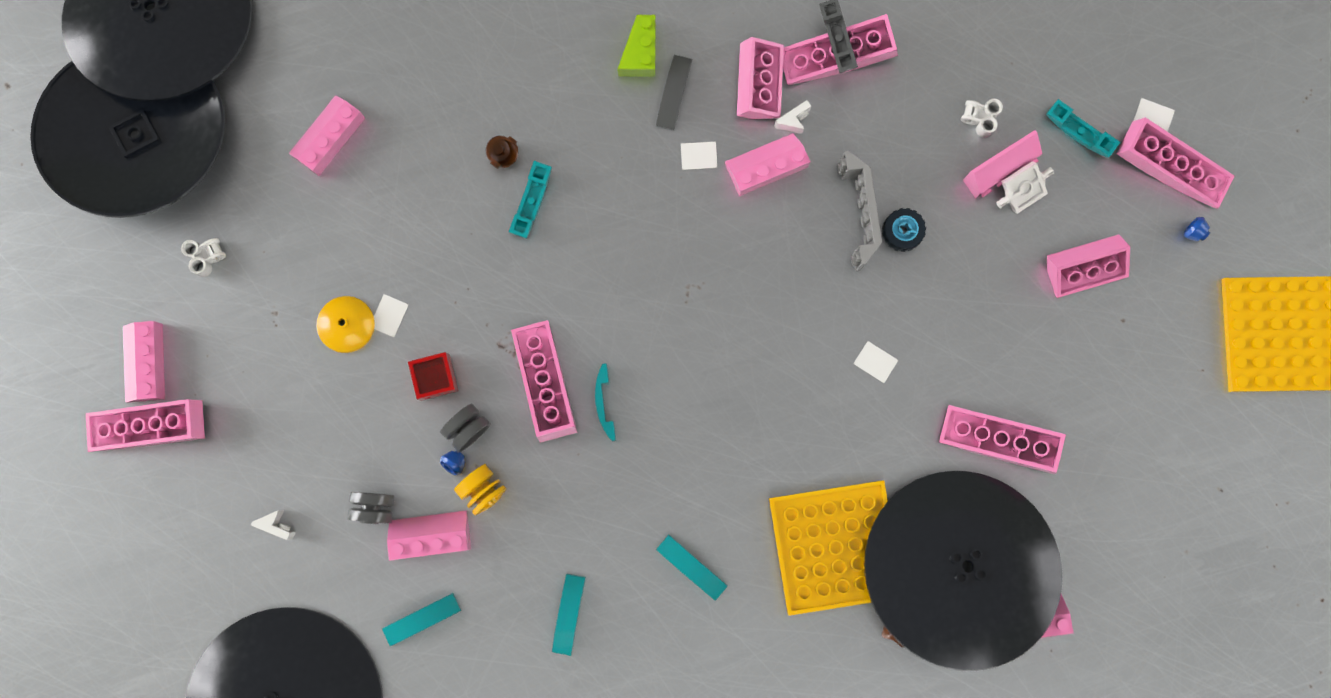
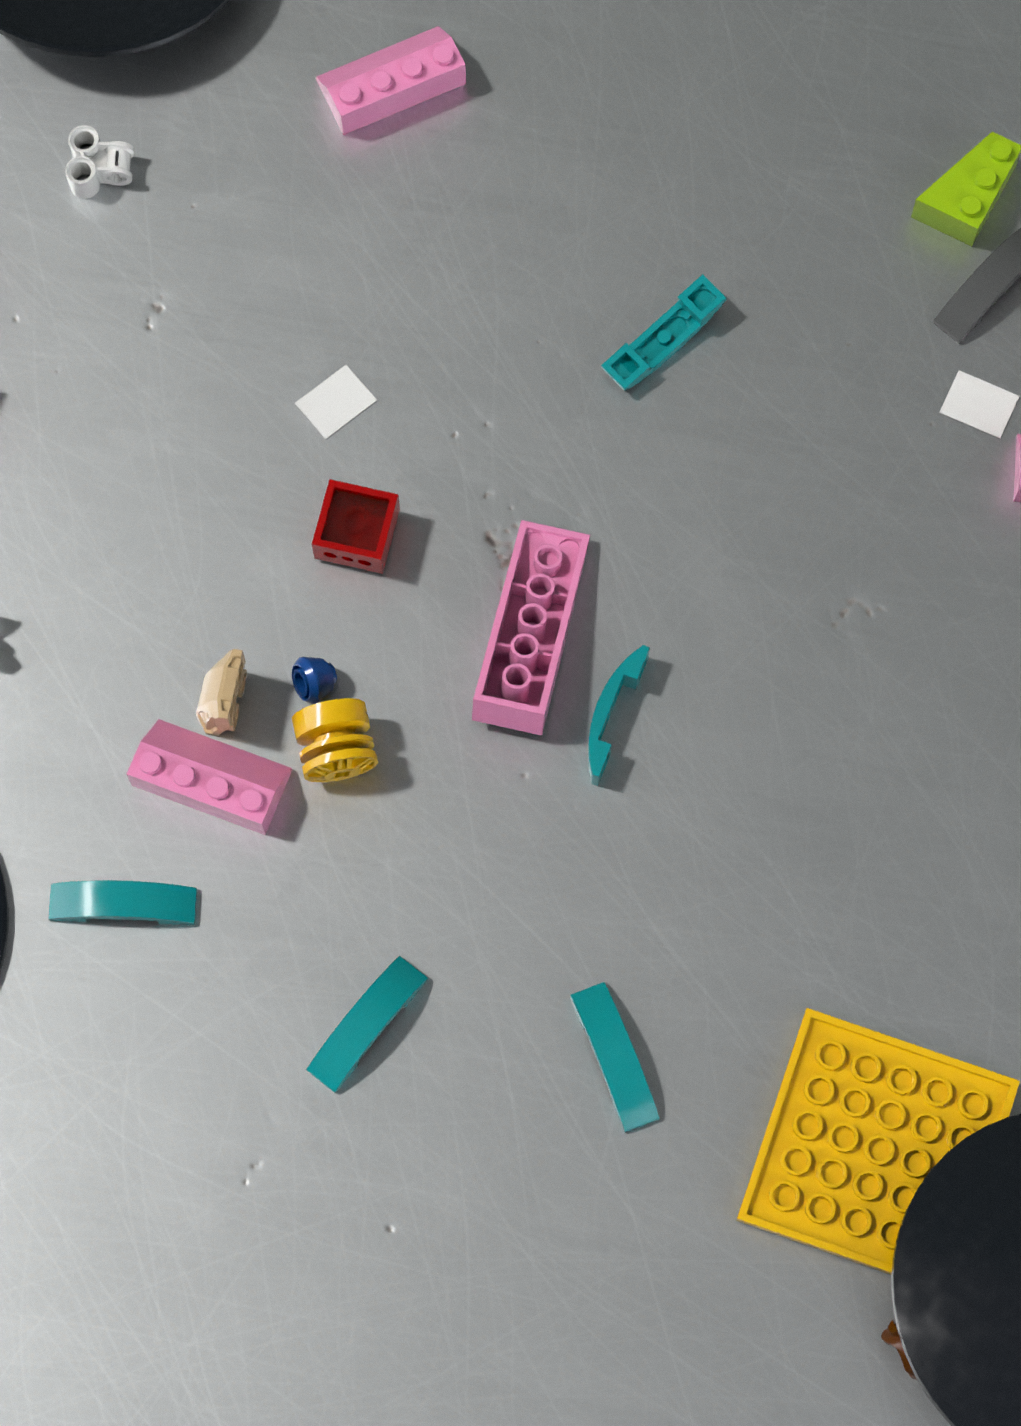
camera: 30 degrees right, 10 degrees down
(357, 328) = (263, 398): yellow dish -> none
(370, 509) = (144, 676): dark grey wheel -> none
(412, 495) = (219, 692): none -> tan slope
(465, 427) = (364, 630): dark grey wheel -> none
(502, 151) = (658, 236): reddish brown cap -> none

